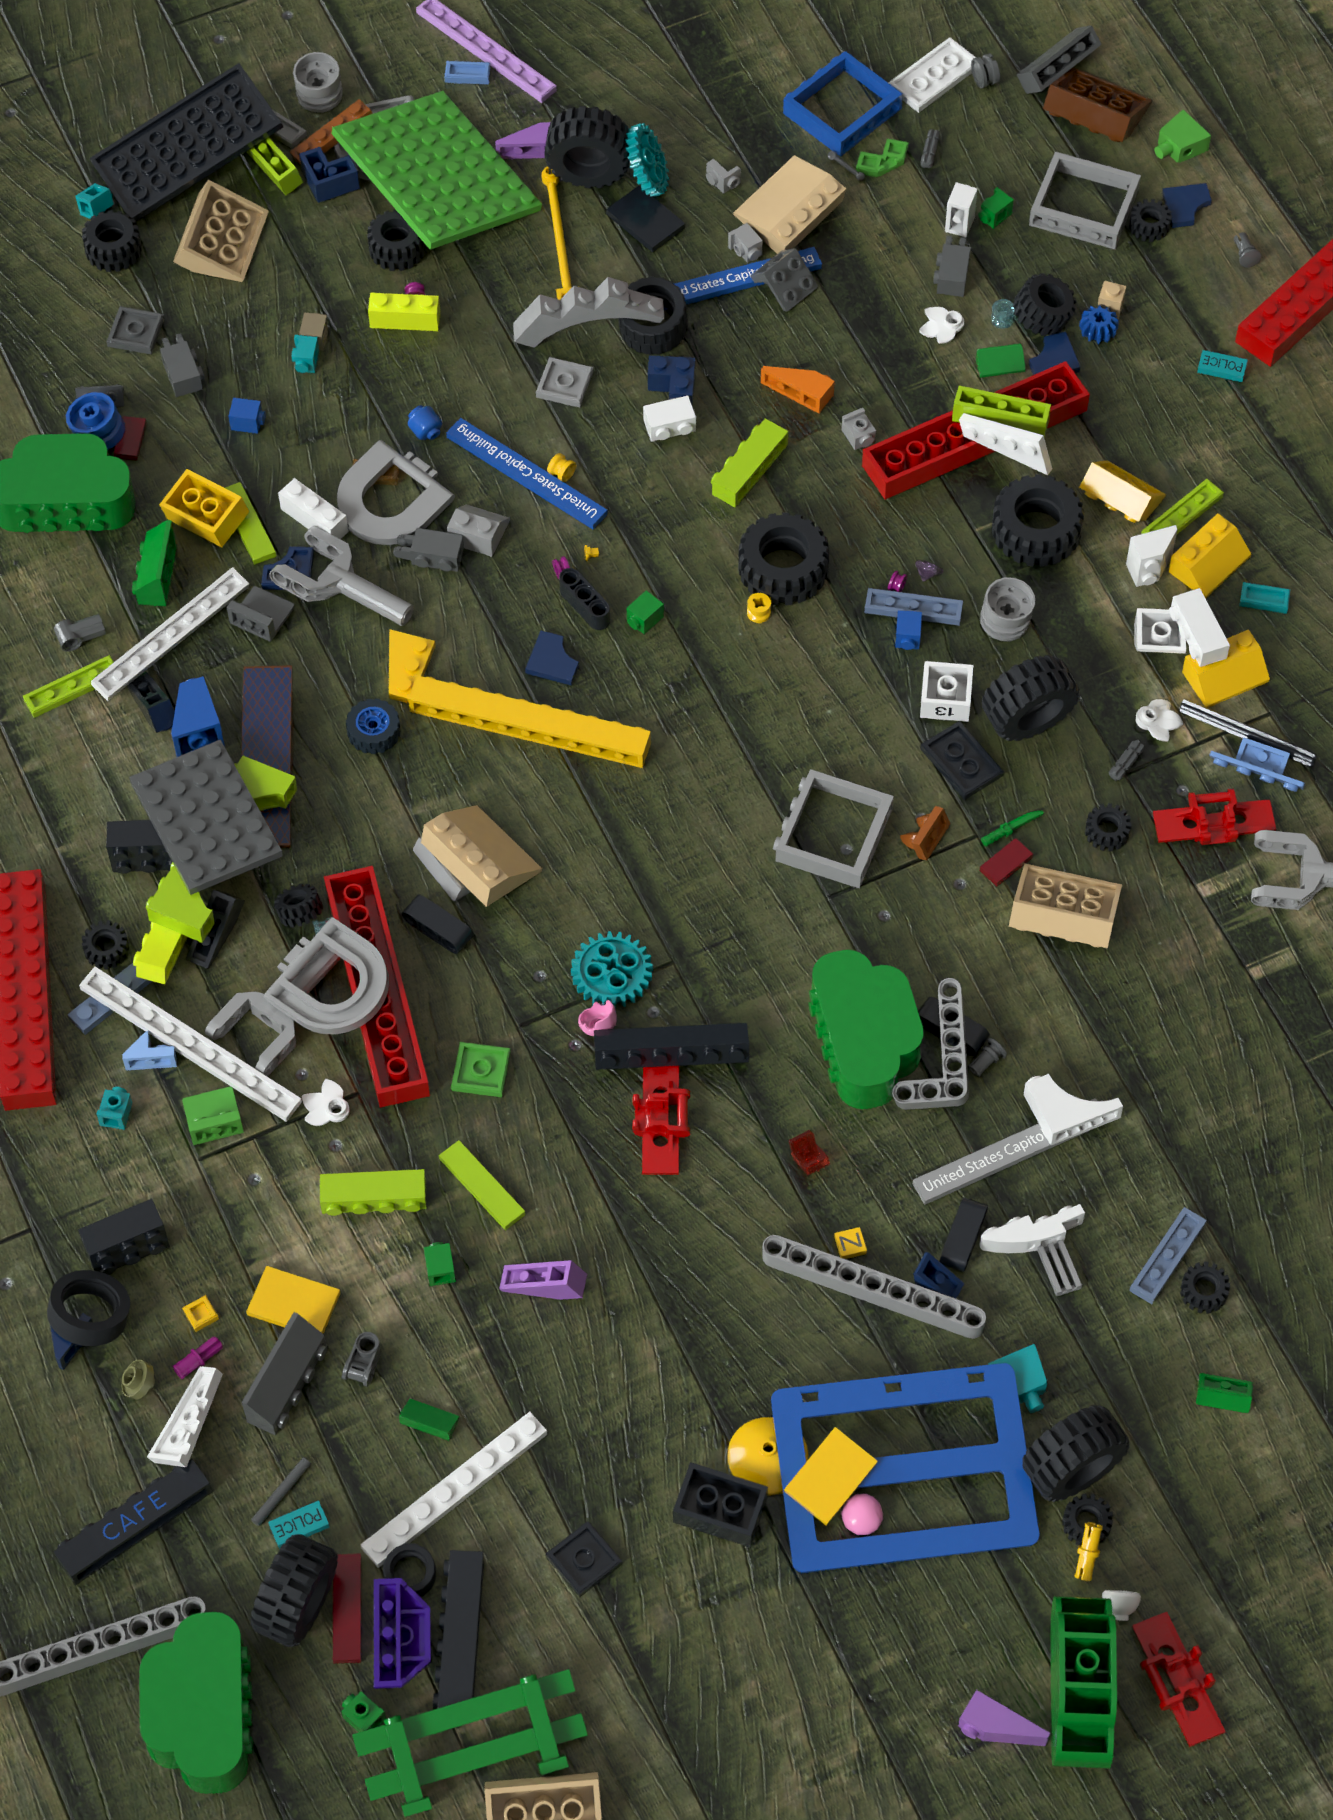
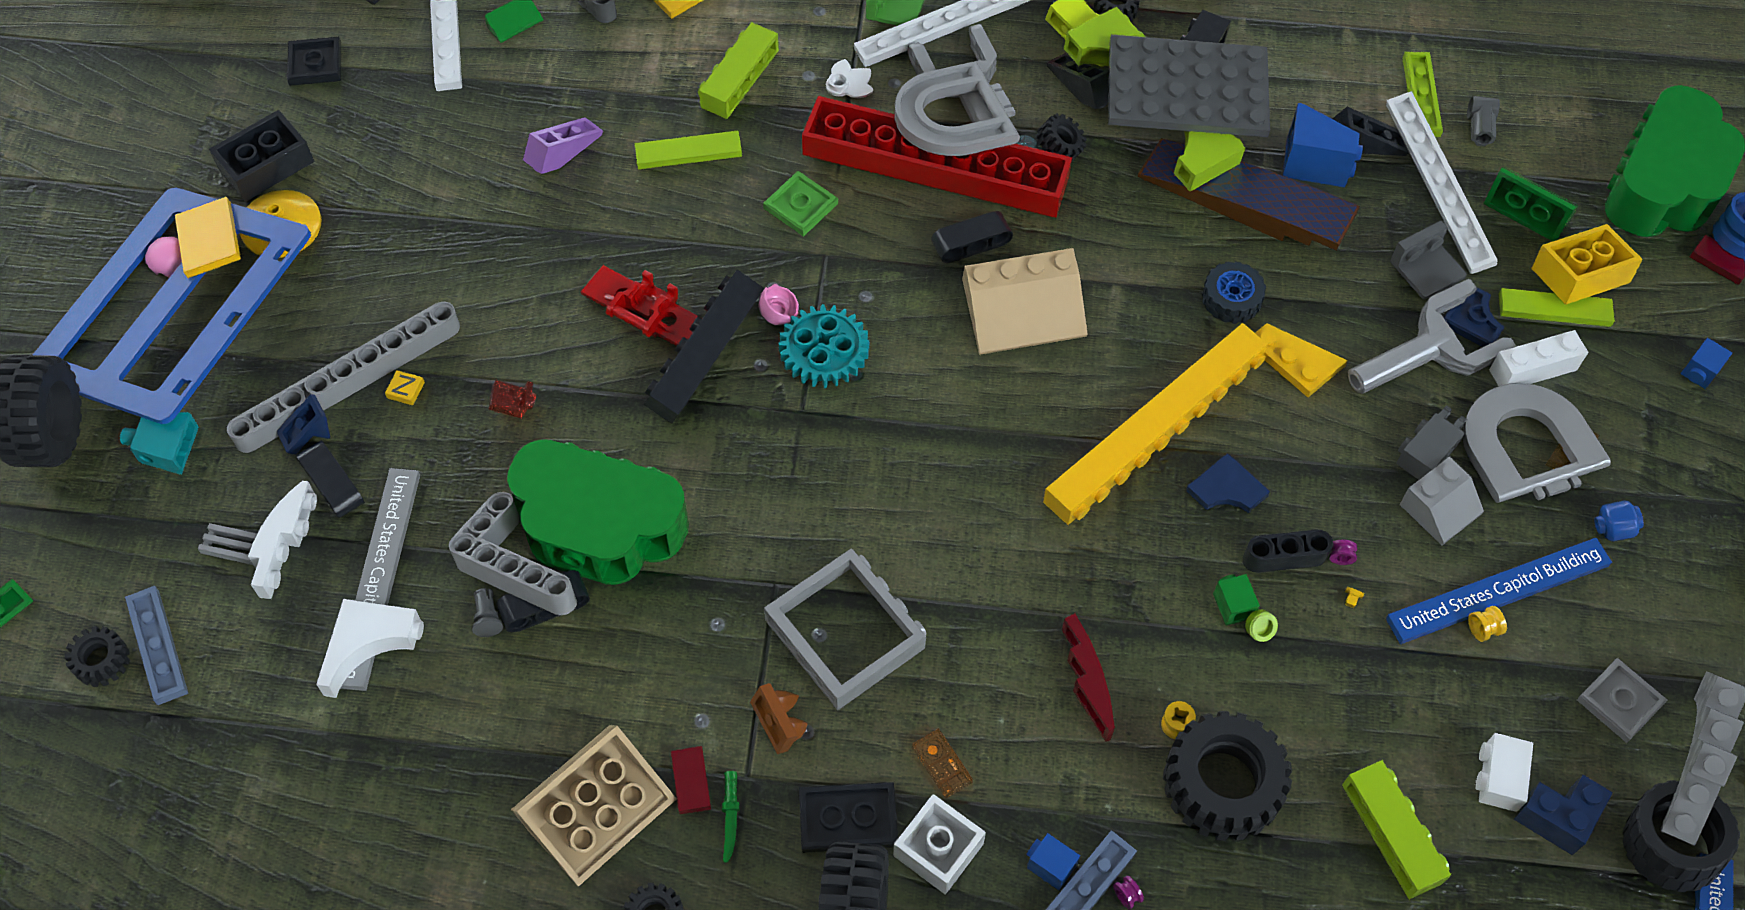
camera: 120 degrees right, 0 degrees up
(439, 1264) = (636, 82): green brick -> none
(655, 589) = (1261, 625): none -> lime tile
(769, 665) = (1091, 683): none -> dark red slope
(885, 727) = (942, 763): none -> clear orange tile

